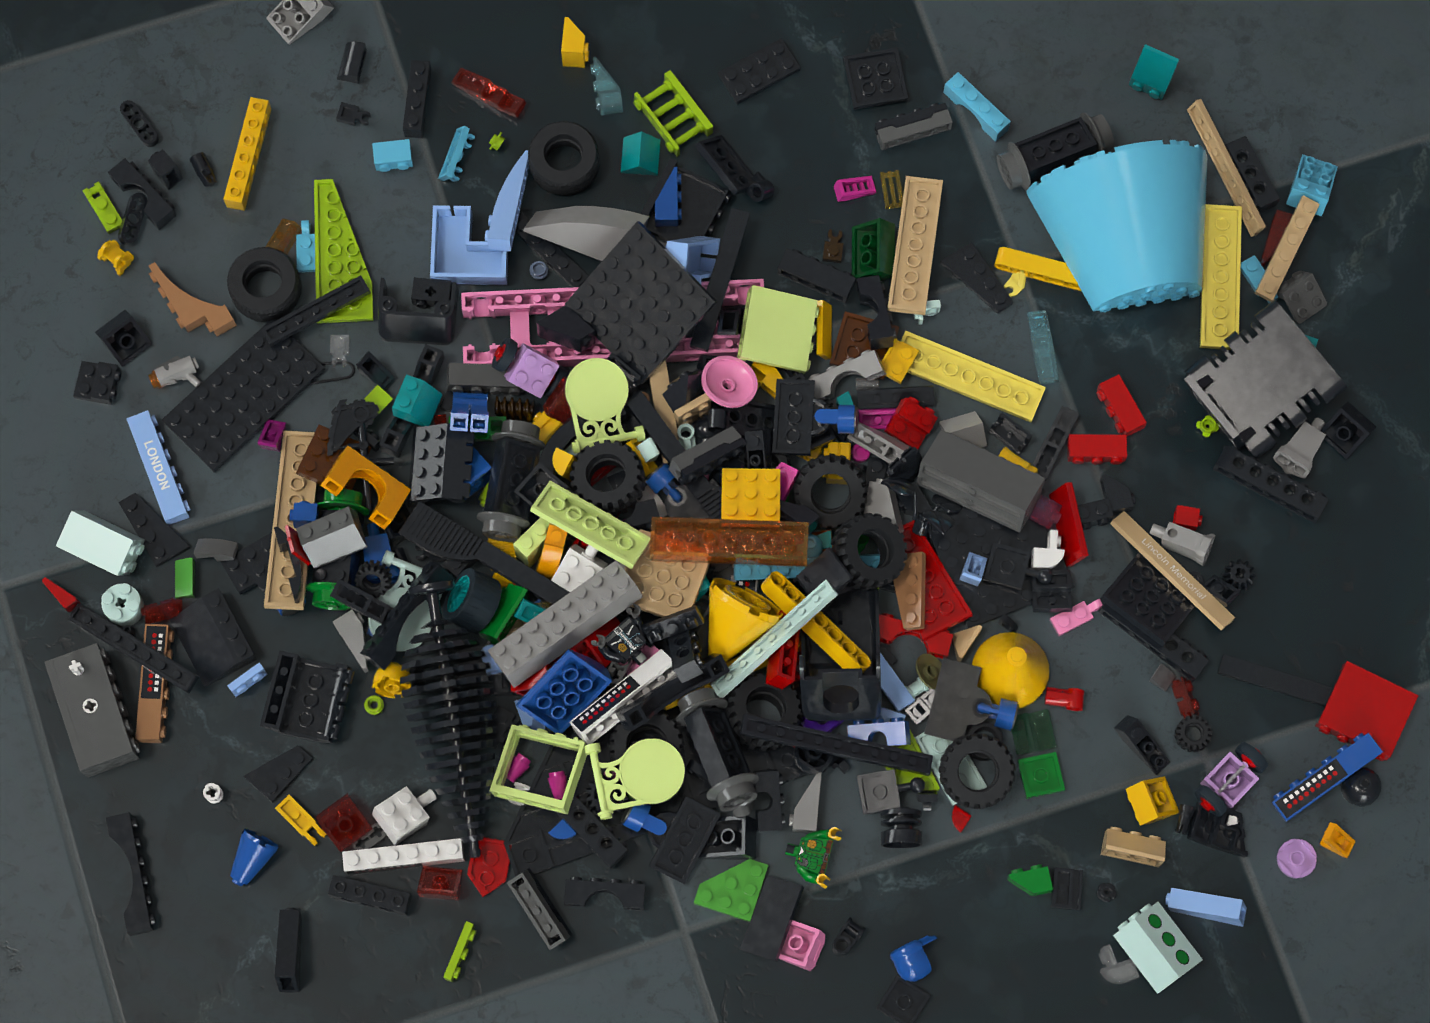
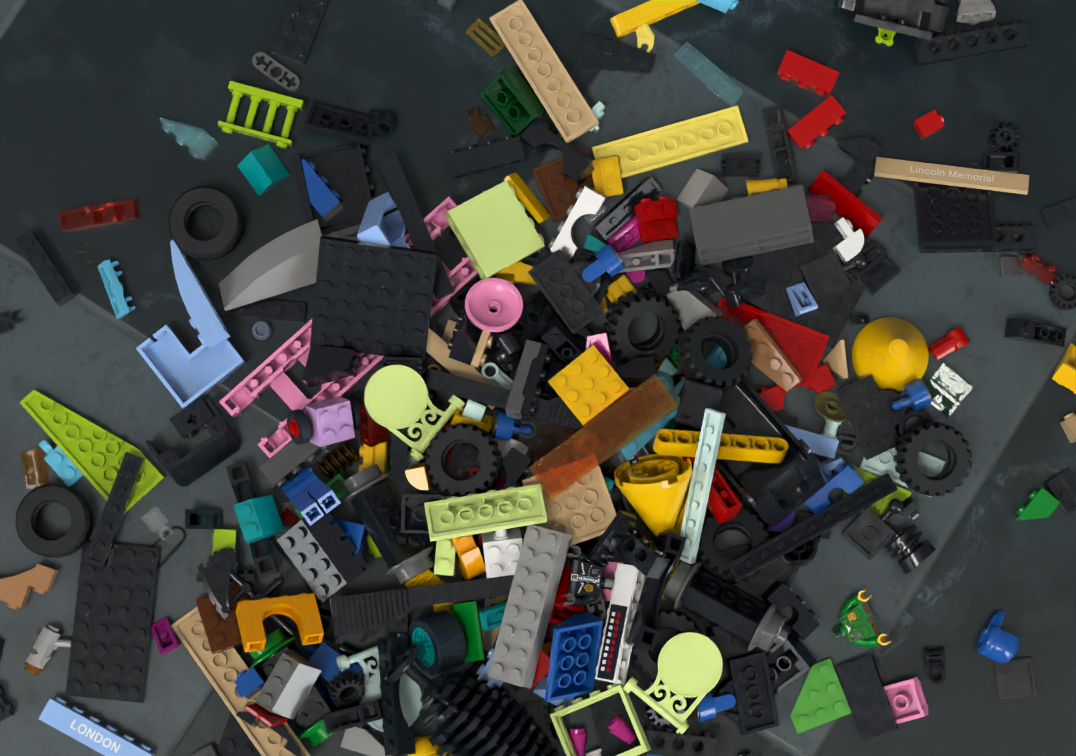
camera: 35 degrees left, 10 degrees up
(392, 155) = (65, 331): medium azure brick -> none
(496, 141) = (139, 251): lime plate -> none
(574, 46) = (138, 124): yellow slope -> none
(708, 100) = (262, 68): none -> dark grey beam
(730, 320) = (451, 252): black slope -> none
(806, 811) = (825, 592): light grey slope -> none
(849, 195) = (451, 73): dark pink slope -> none
(960, 818) = (944, 503): red tile -> none
(1041, 775) = (979, 419): green plate -> none
(1080, 614) = (908, 265): bright pink plate -> none
(1184, 541) = (943, 144): light grey piece -> none

